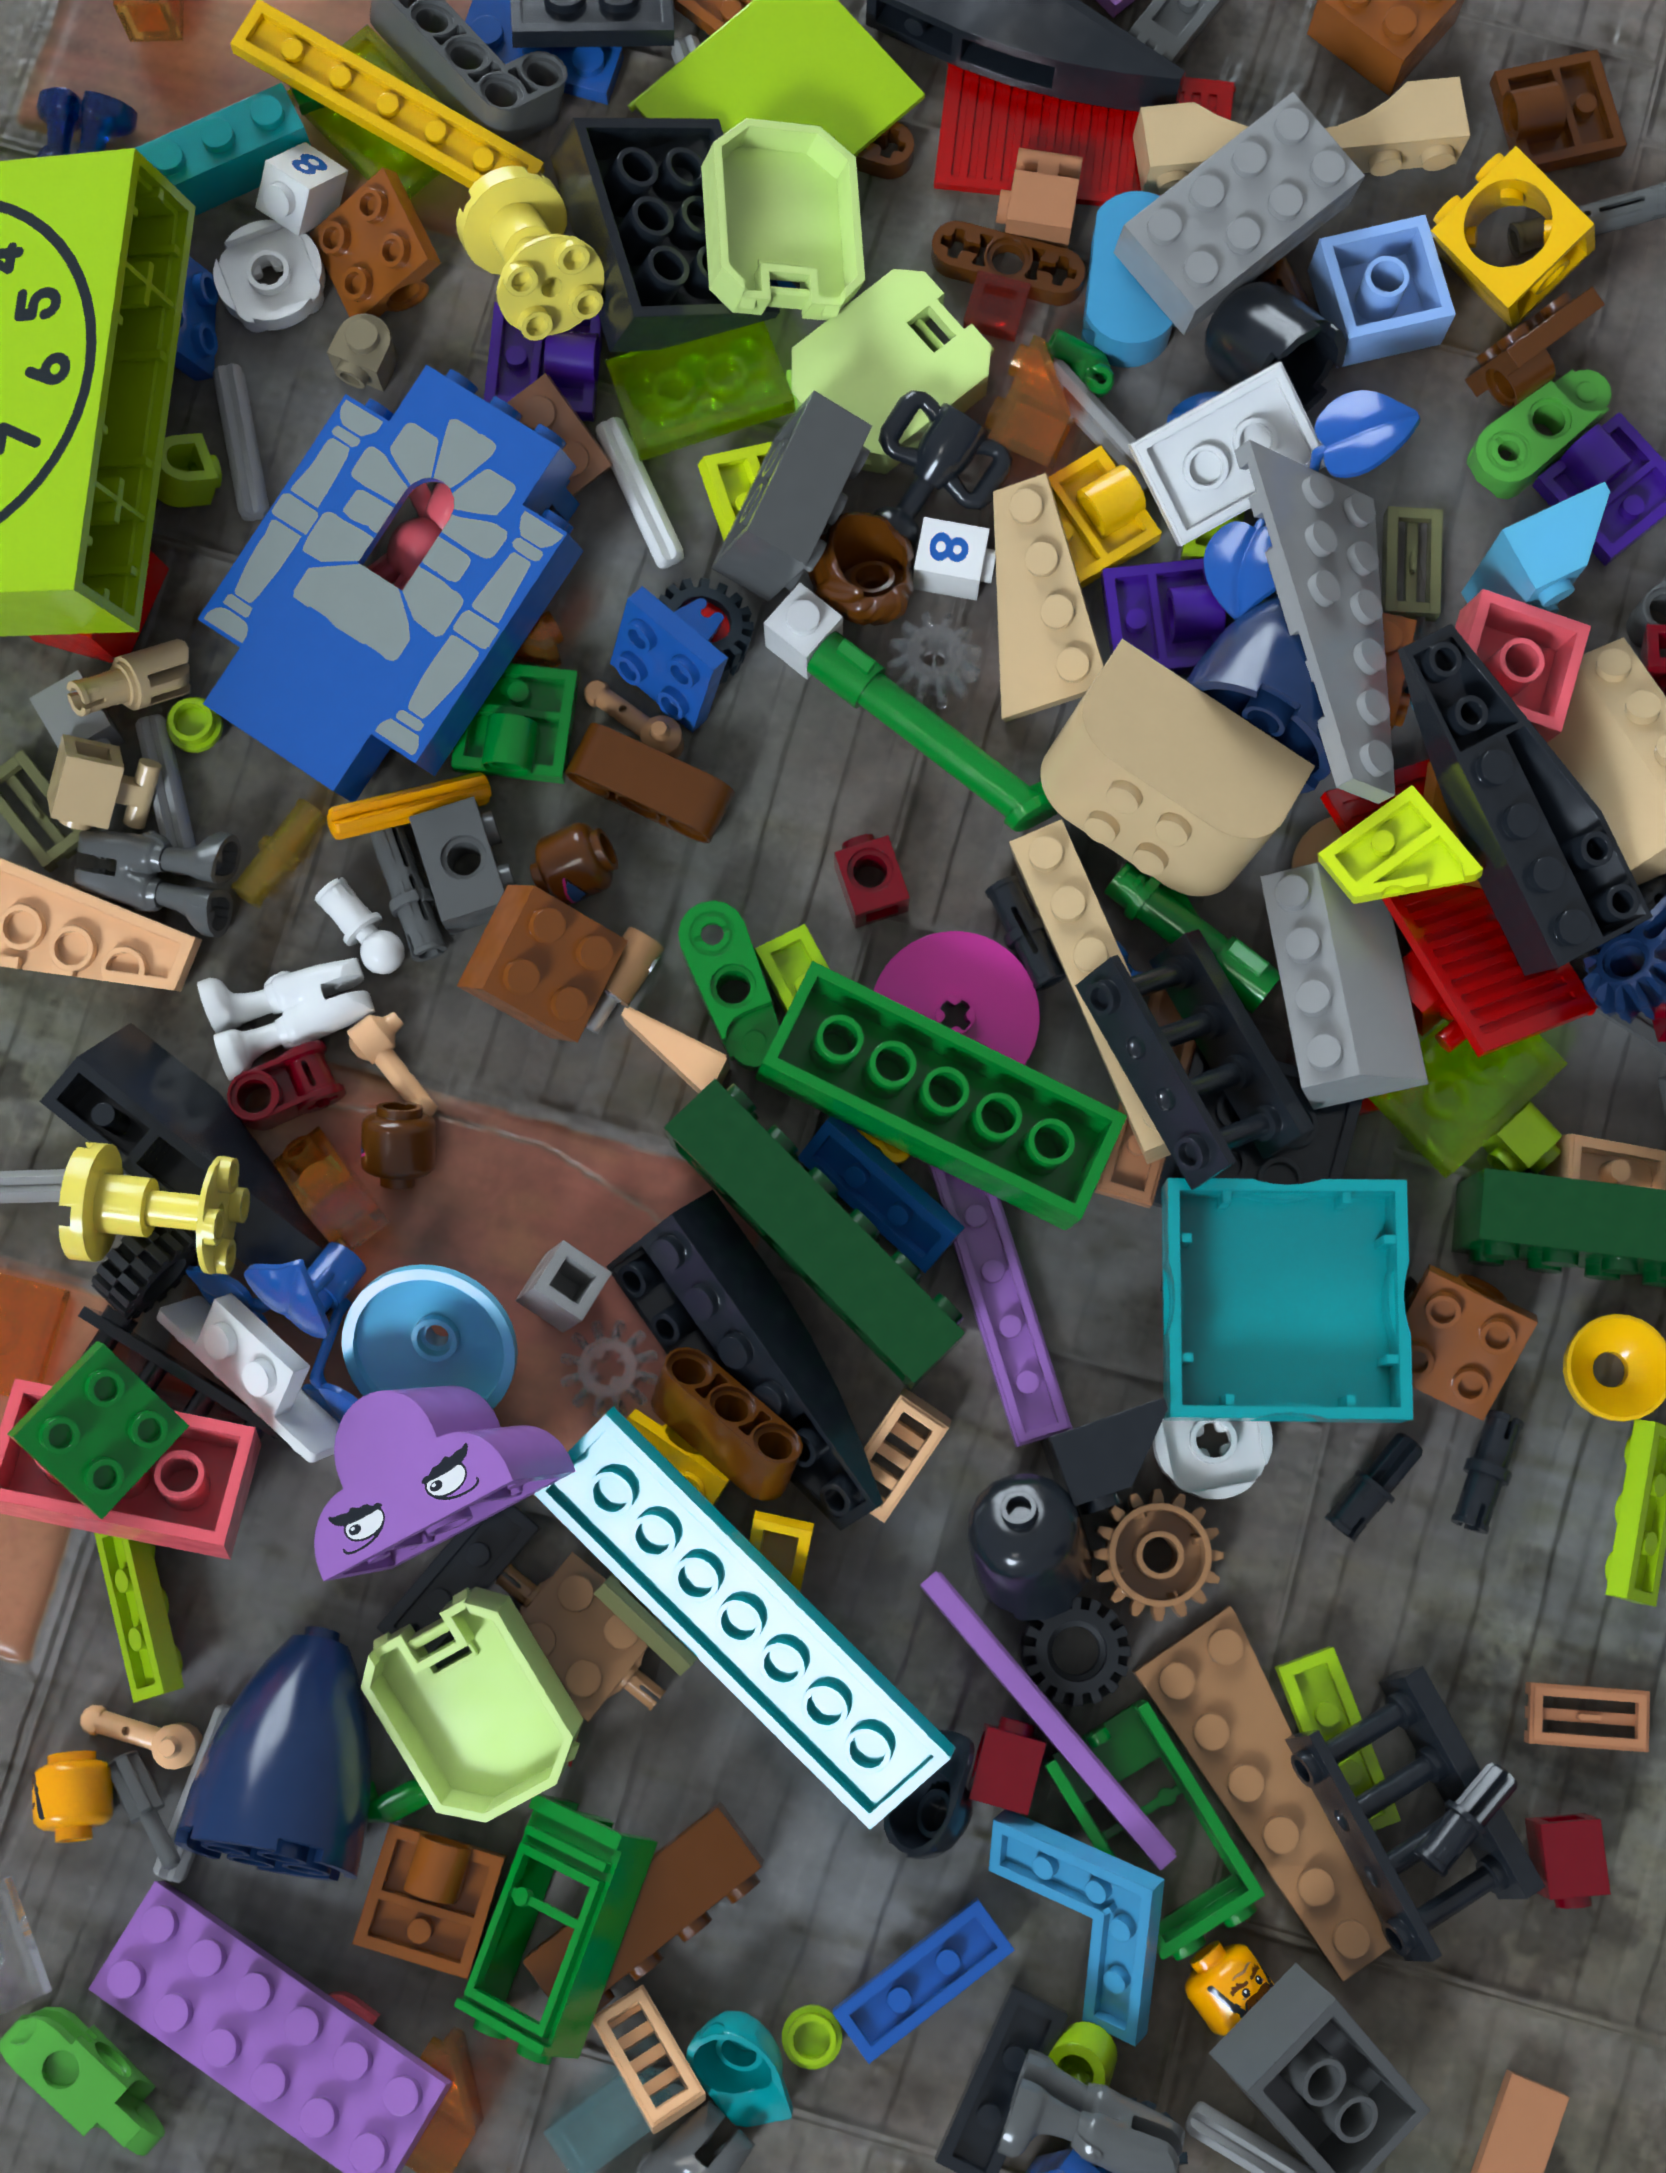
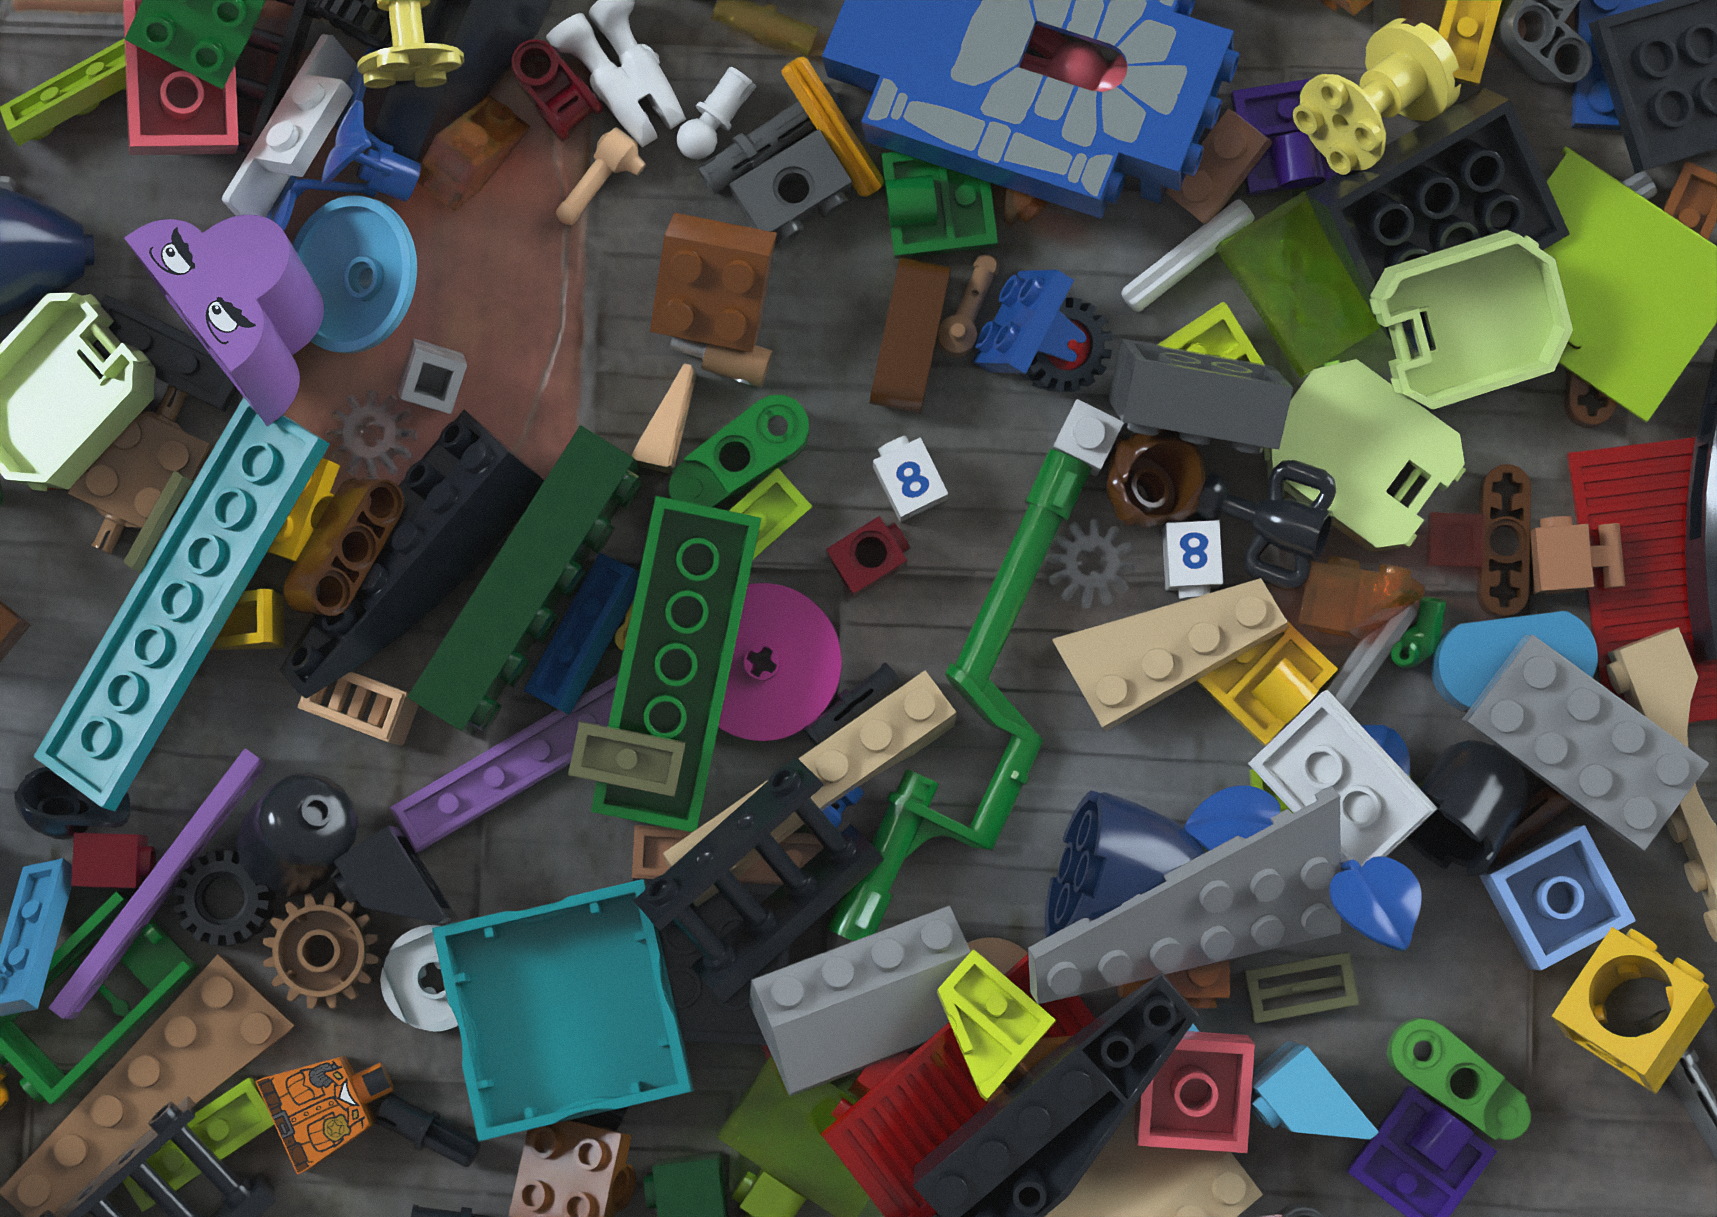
camera: 75 degrees right, 5 degrees up
(398, 1144) = (525, 199): reddish brown head -> none
(574, 863) = (817, 287): reddish brown head -> none
(799, 818) = (909, 477): none -> white brick
(1036, 1162) = (626, 758): none -> olive plate
(1163, 611) = (1182, 760): dark purple plate -> none
(1169, 776) = (1017, 799): tan brick -> none
(1326, 1593) = (322, 1107): none -> torso
(1520, 360) = (1516, 1041): reddish brown plate -> none

